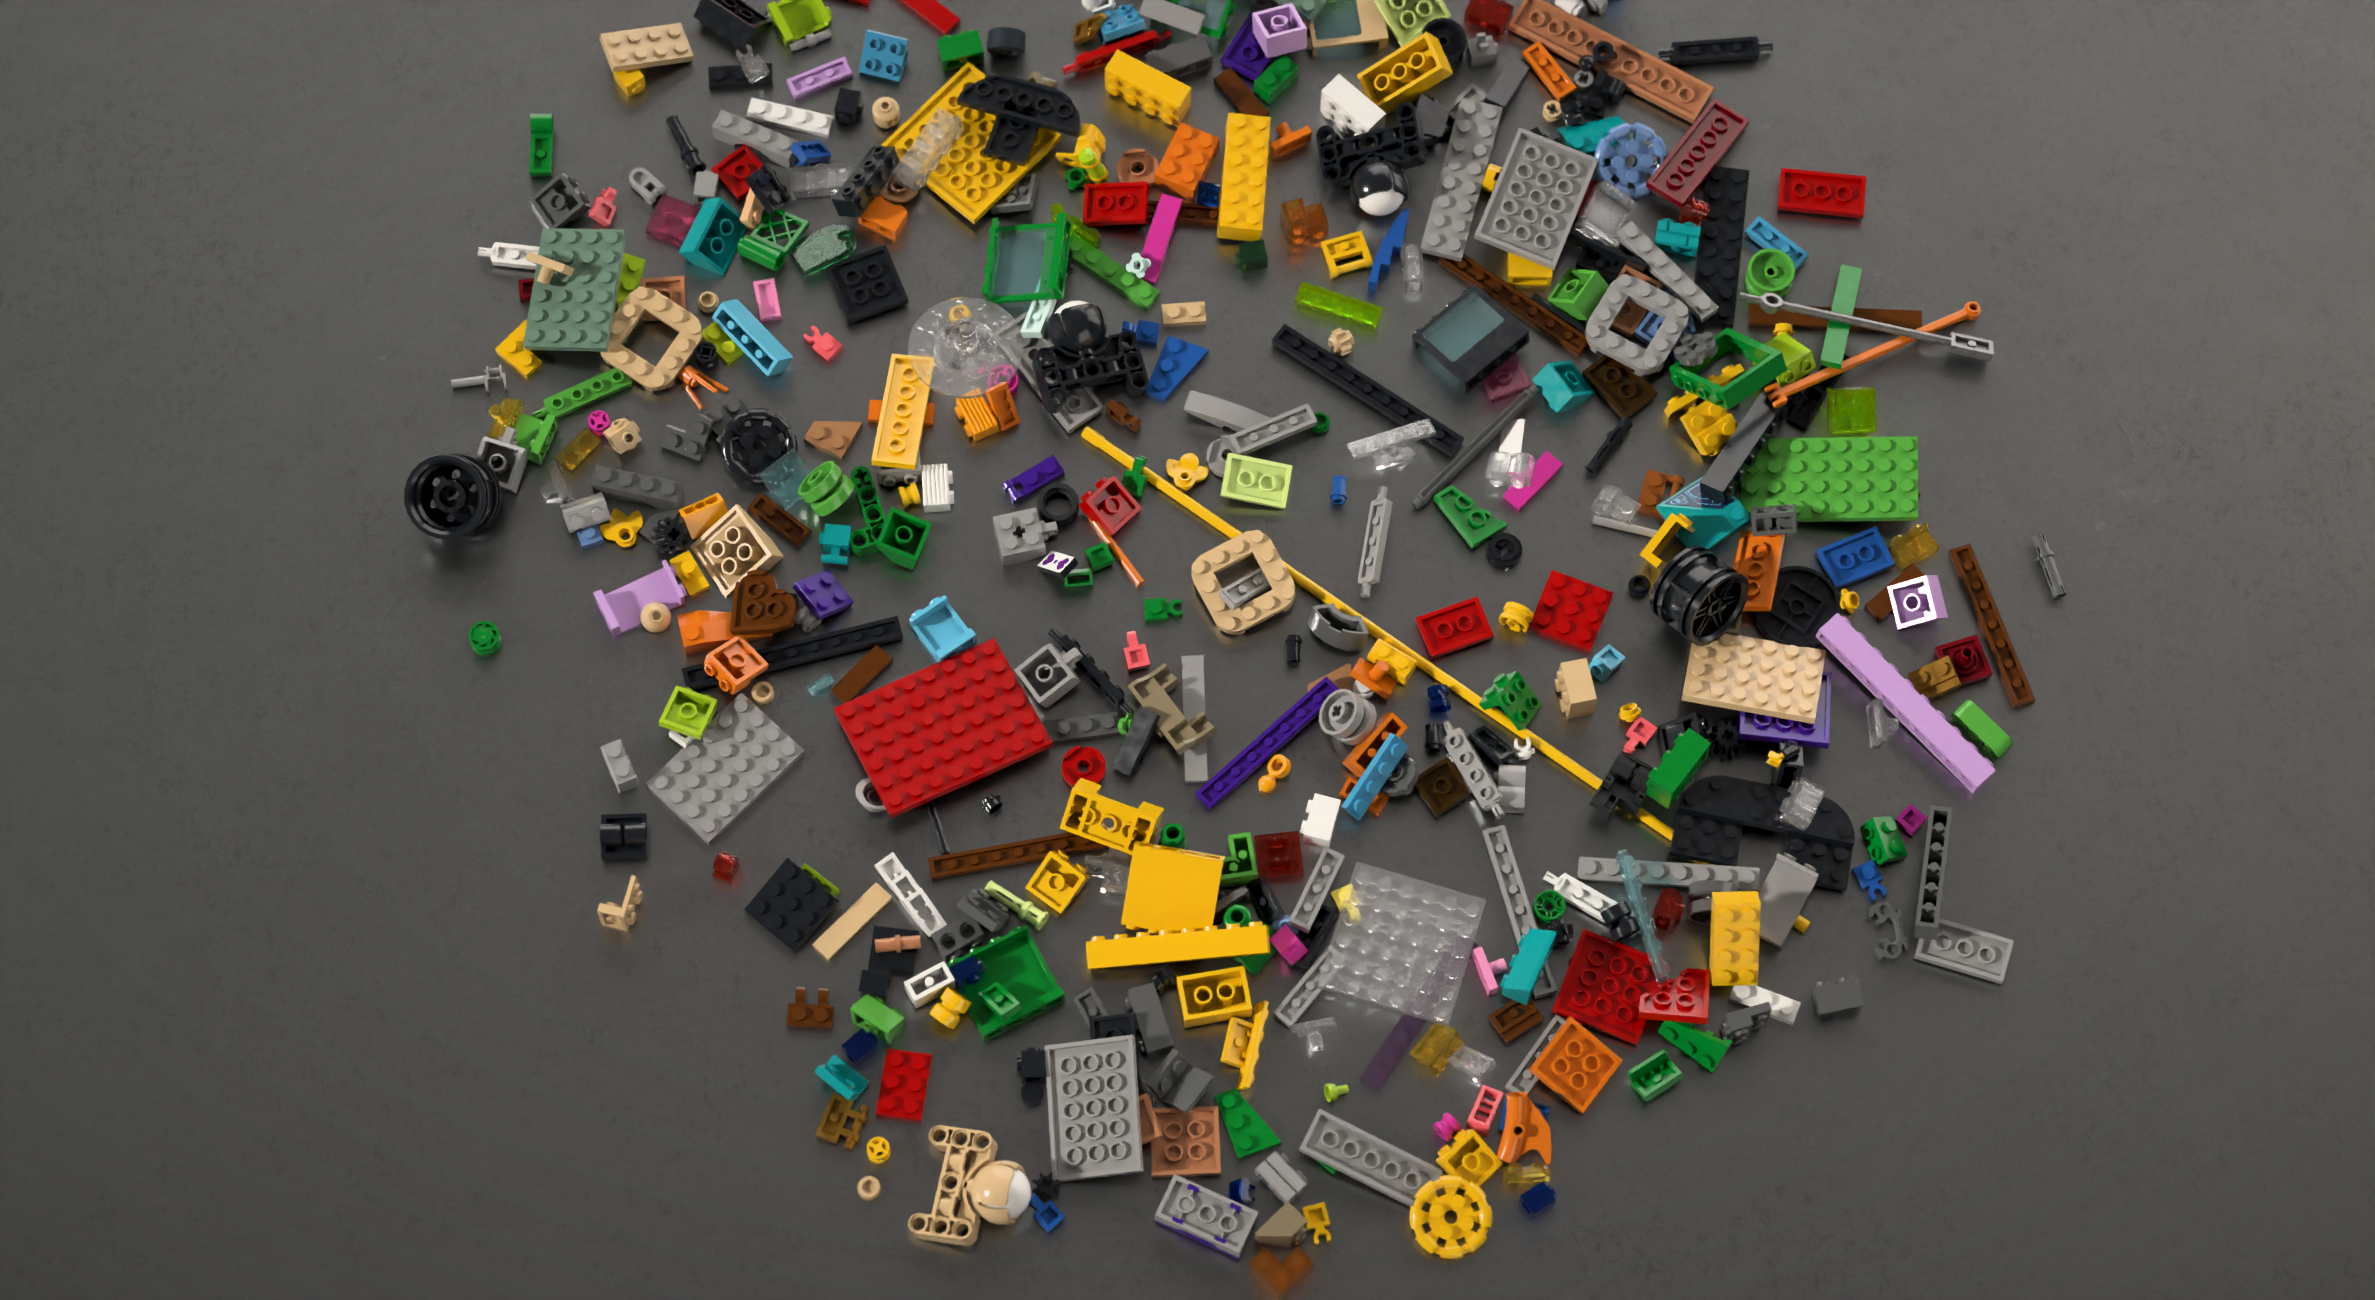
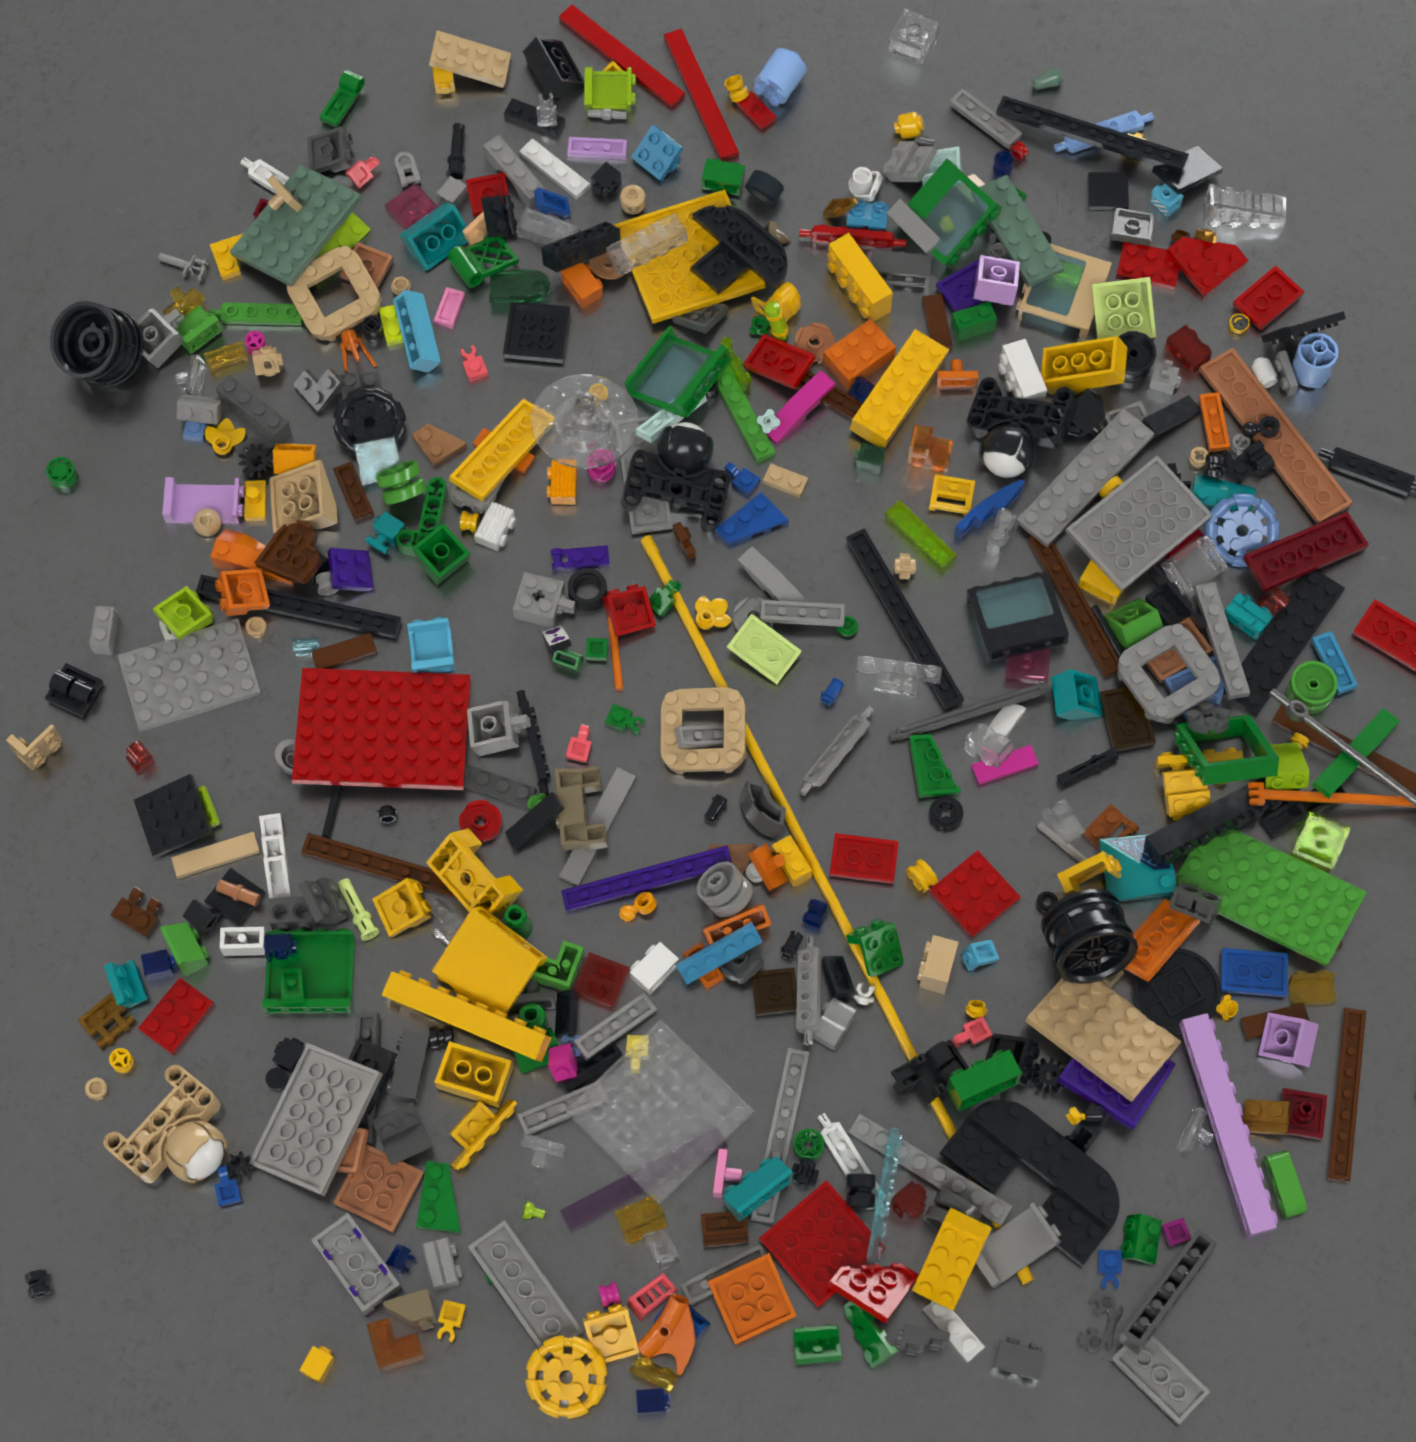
camera: 30 degrees right, 0 degrees up
(950, 1008) = (251, 968): yellow wheel -> none
(1002, 406) = (587, 484): orange tile -> none
(1802, 803) = (1080, 1168): clear brick -> none

